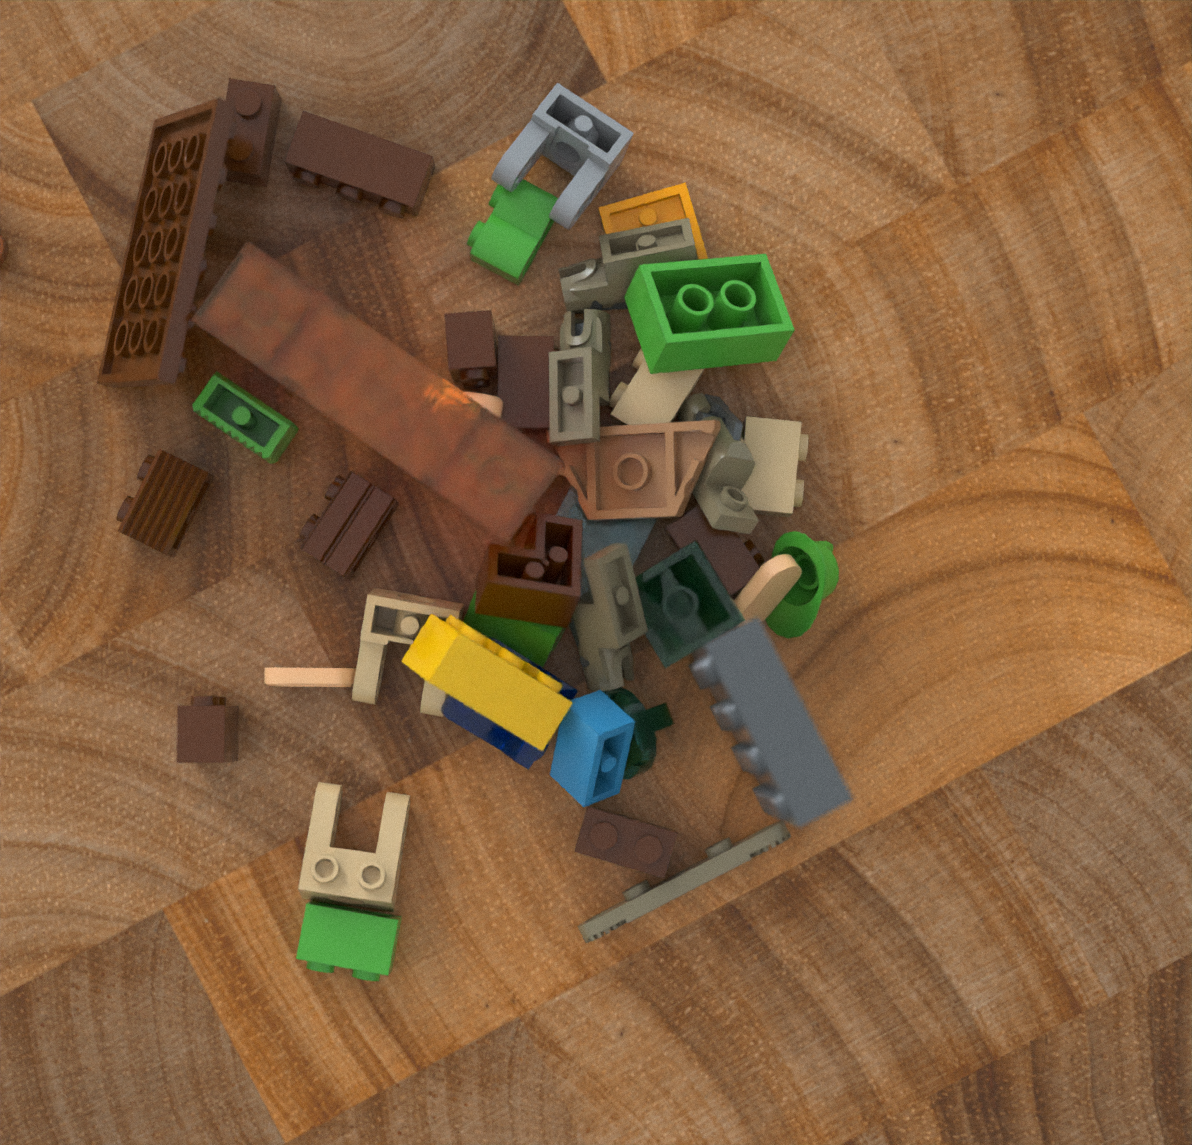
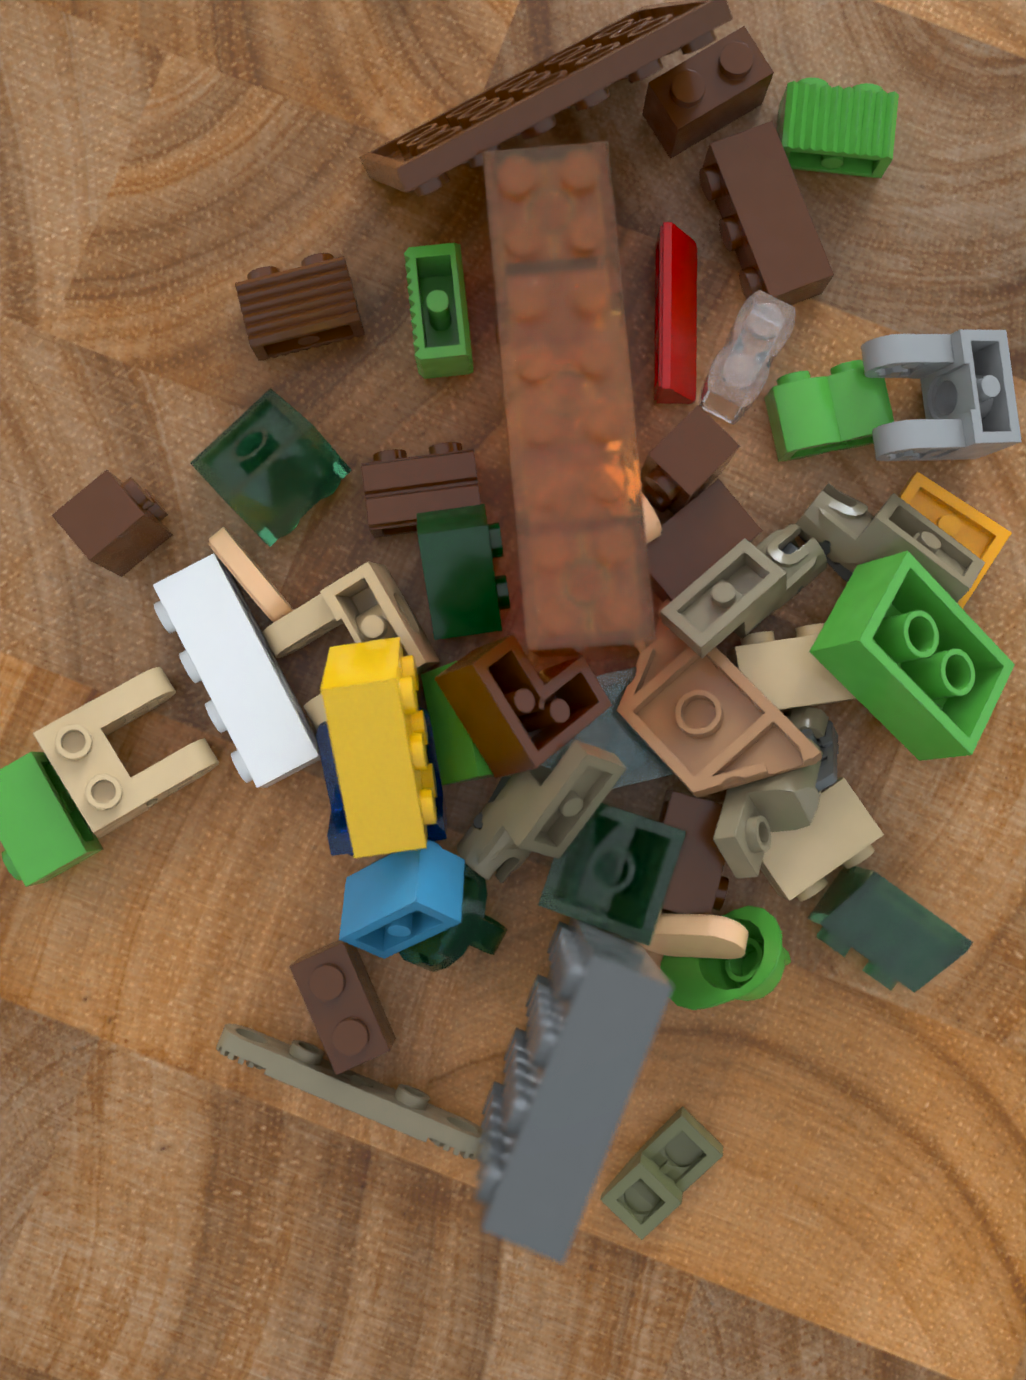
camera: 50 degrees right, 0 degrees up
(250, 606) = (271, 467): none -> clear green slope
(339, 70) = (838, 127): none -> bright green brick
(364, 735) = (238, 672): none -> white brick
(372, 272) = (675, 316): none -> red slope
(420, 542) = (460, 571): none -> dark green brick
(433, 244) = (746, 357): none -> clear brick
(859, 470) = (886, 929): none -> clear green slope
(895, 733) = (660, 1173): none -> olive slope

